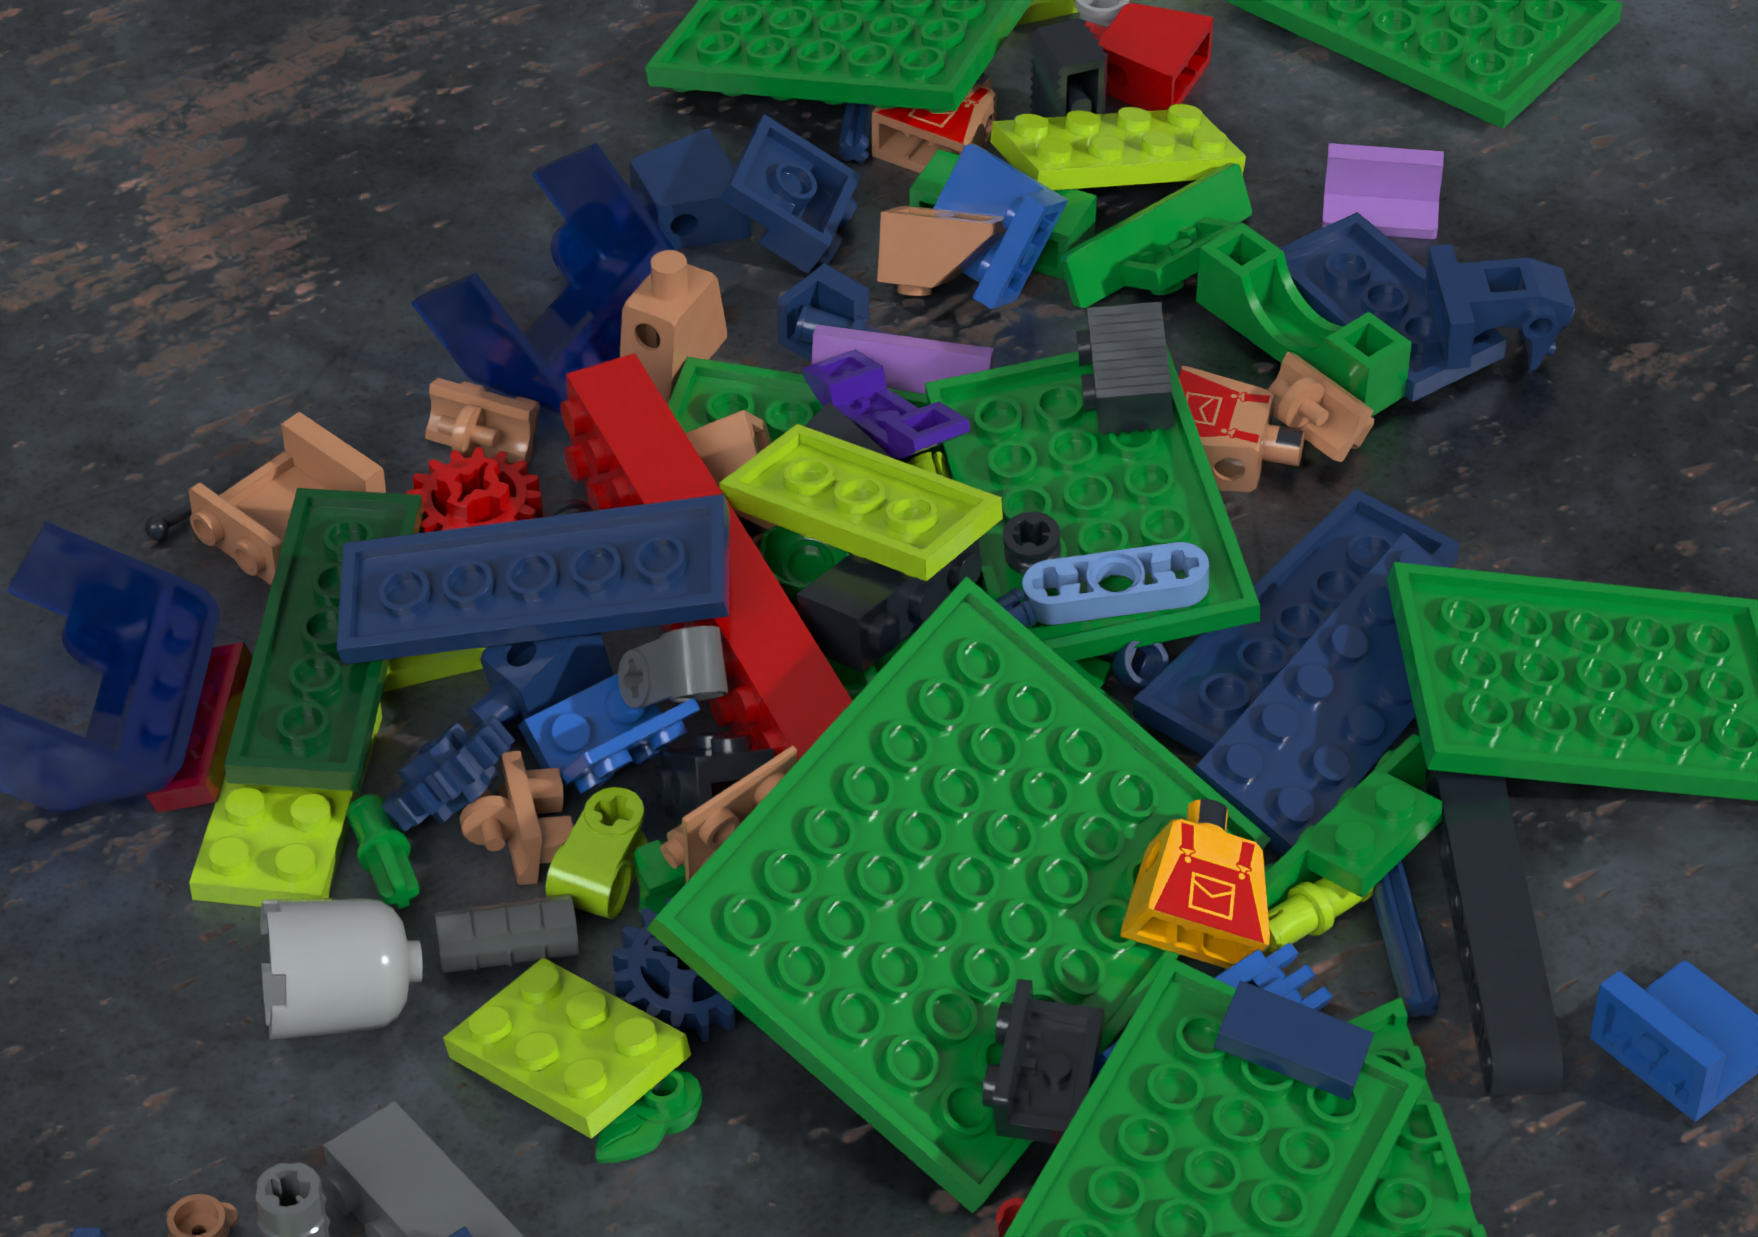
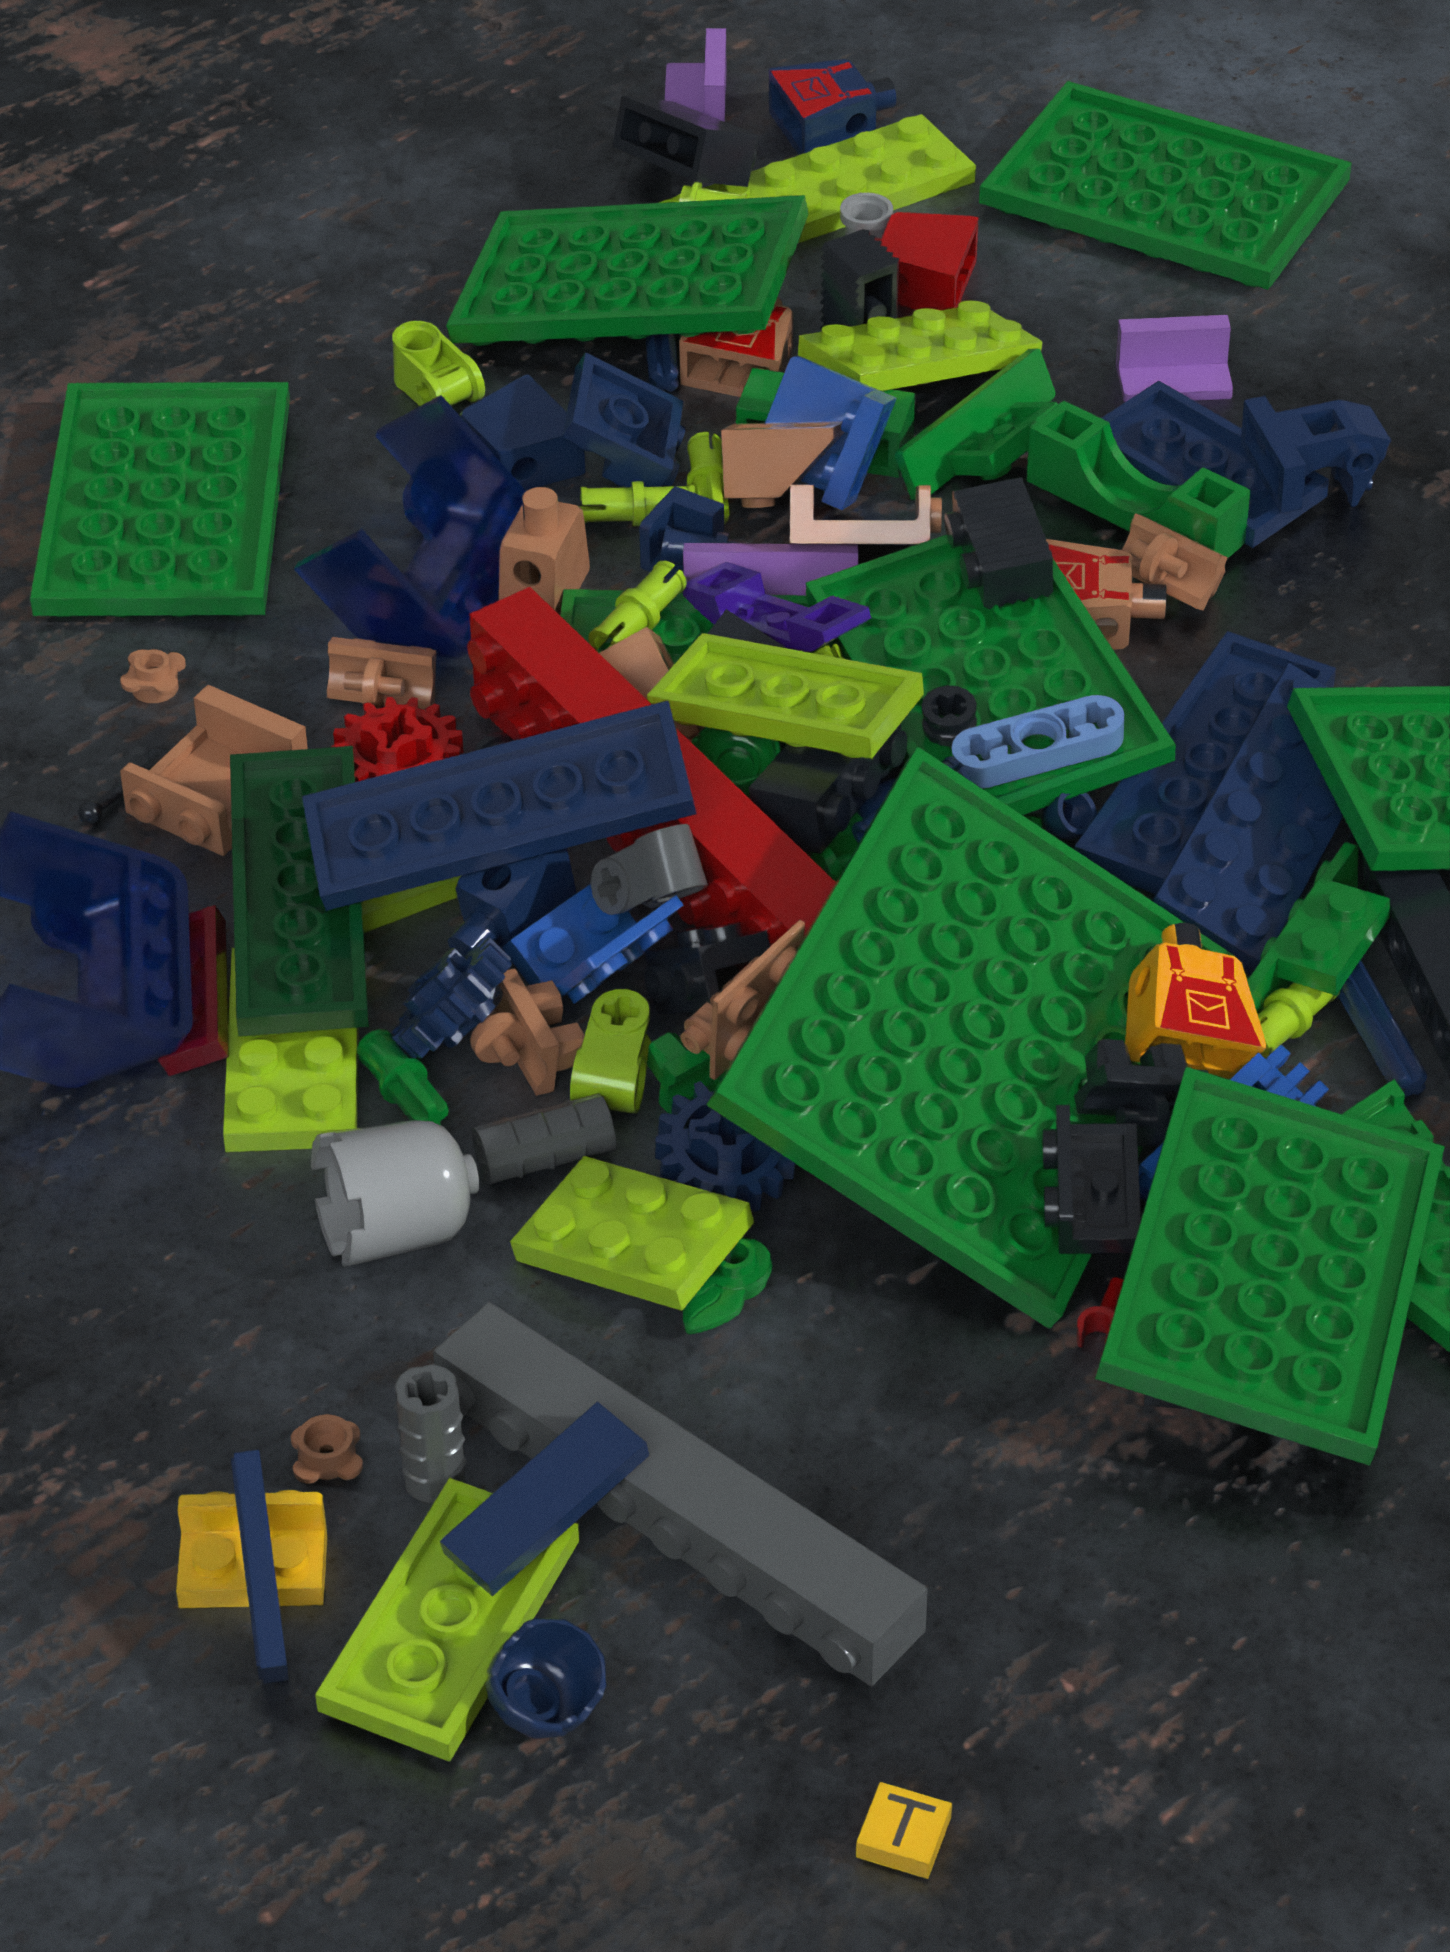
camera: 10 degrees left, 0 degrees up
(258, 393) = (153, 675): none -> nougat plate
(318, 213) = (162, 500): none -> green plate
(622, 110) = (433, 366): none -> lime piece
(753, 386) = (639, 606): none -> lime pin
(773, 273) = (623, 502): none -> lime pin
(864, 254) = (707, 468): none -> lime axle
(945, 323) = (863, 532): none -> panel
(1112, 974) = (1132, 1091): none -> black hips
(1294, 1040) = (1321, 1125): dark blue tile -> none

